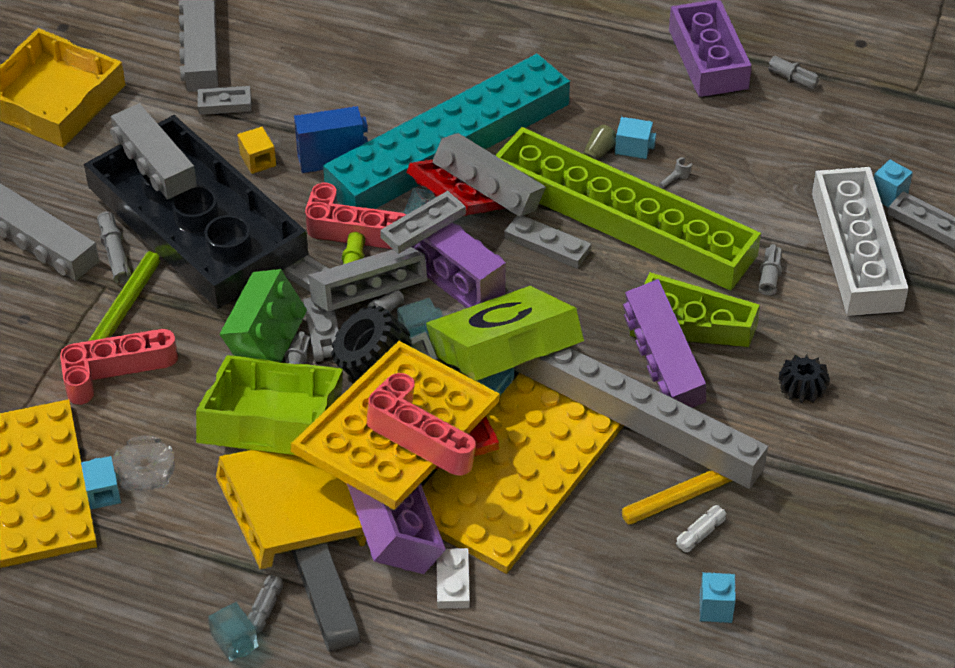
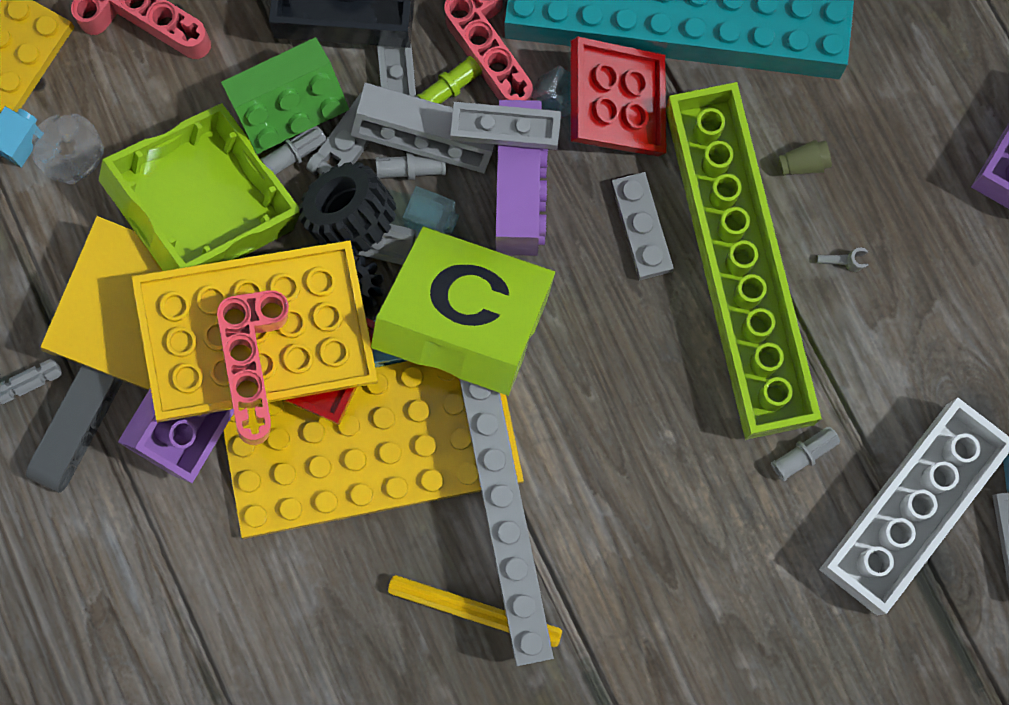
camera: 45 degrees right, 30 degrees up
(453, 579) = (193, 503): white plate -> none
(489, 174) = (646, 111): light grey brick -> none
(634, 138) = (847, 183): medium azure brick -> none
(664, 344) = (582, 465): medium lavender brick -> none
(701, 528) = (439, 659): white axle -> none
(709, 315) = (663, 429): lime wedge -> none
(804, 378) = (687, 611): black gear -> none

